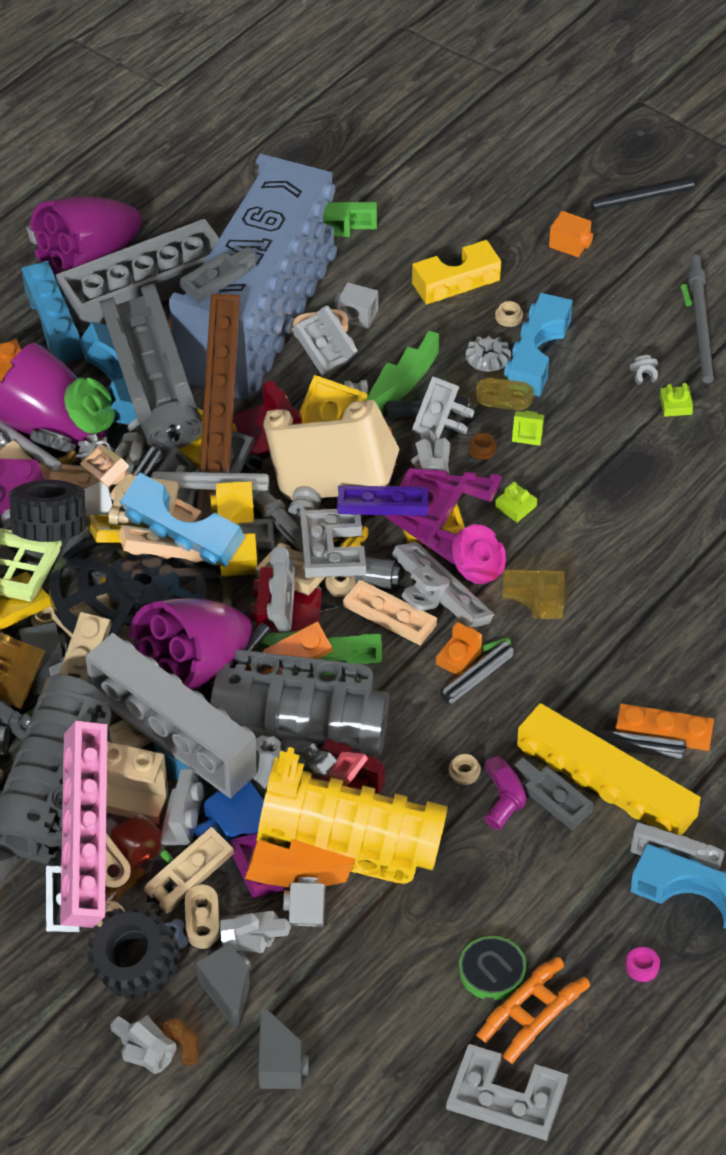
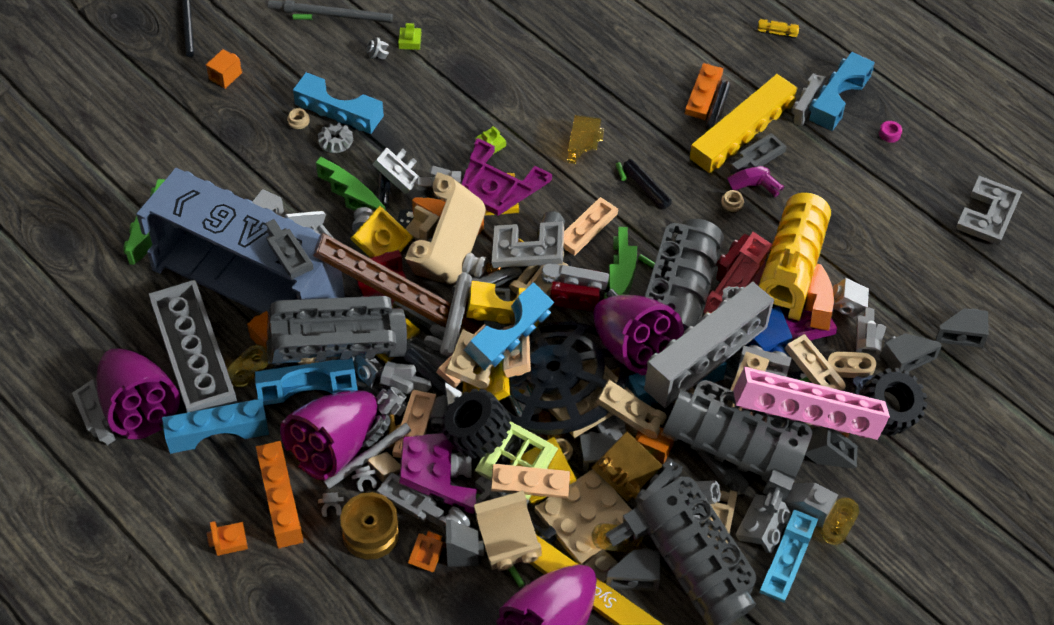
camera: 85 degrees left, 5 degrees up
(89, 405) = (358, 389): bright green tile -> none
(105, 465) = (433, 380): light nougat plate -> none
(144, 1043) = (962, 401): light grey rock -> none
(188, 1039) = (944, 386): clear orange arm -> none
(306, 643) = (631, 273): orange hinge -> none
(314, 760) = (745, 269): dark grey hinge -> none
(382, 500) = (497, 206): dark purple plate -> none
(437, 585) = (570, 193): light grey plate -> none
(438, 281) = (243, 129): yellow arch -> none
(460, 650) = (626, 190): orange bracket -> none
(478, 554) = (546, 163): dark pink tile -> none
(482, 446) = (432, 152): reddish brown plate -> none
(492, 967) = (893, 207): black tile -> none
(504, 394) = (381, 135): clear yellow plate -> none
(528, 427) = (422, 121): lime tile -> none
(531, 1025) = (928, 199): orange piece -> none

